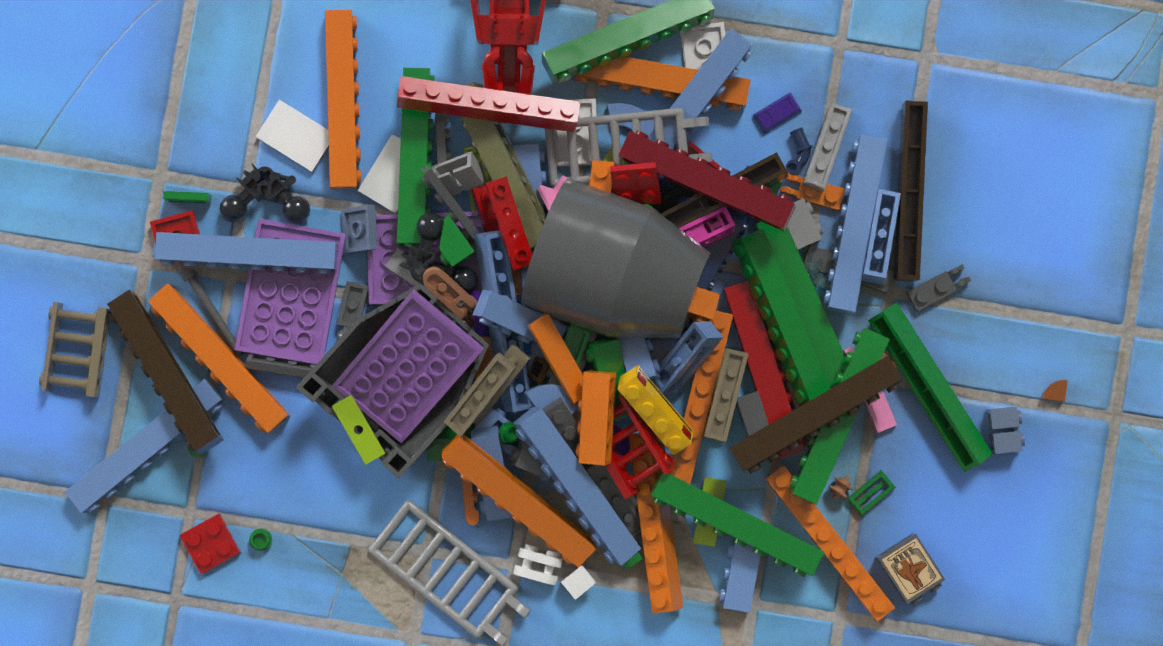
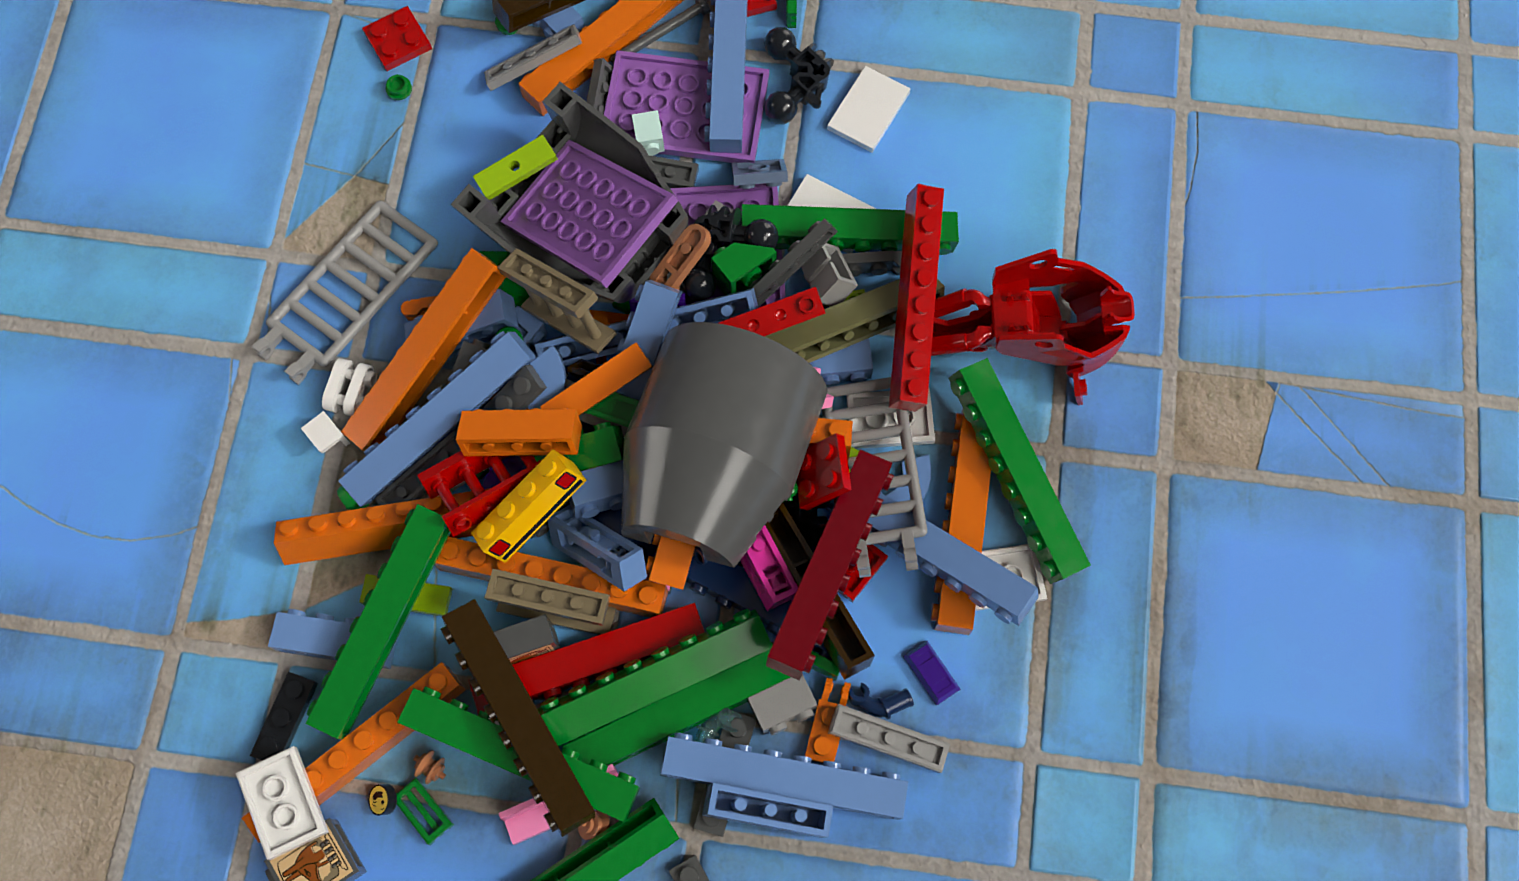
camera: 85 degrees right, 15 degrees down
(241, 421) = (532, 57): none -> light grey tile
(322, 321) = (649, 132): none -> light aqua brick
(341, 99) = (914, 151): orange brick -> none
(801, 600) = (284, 716): none -> black plate
(863, 522) = (382, 799): none -> tile
(869, 590) = (282, 803): none -> white tile
(912, 191) = (833, 854): dark brown brick -> none

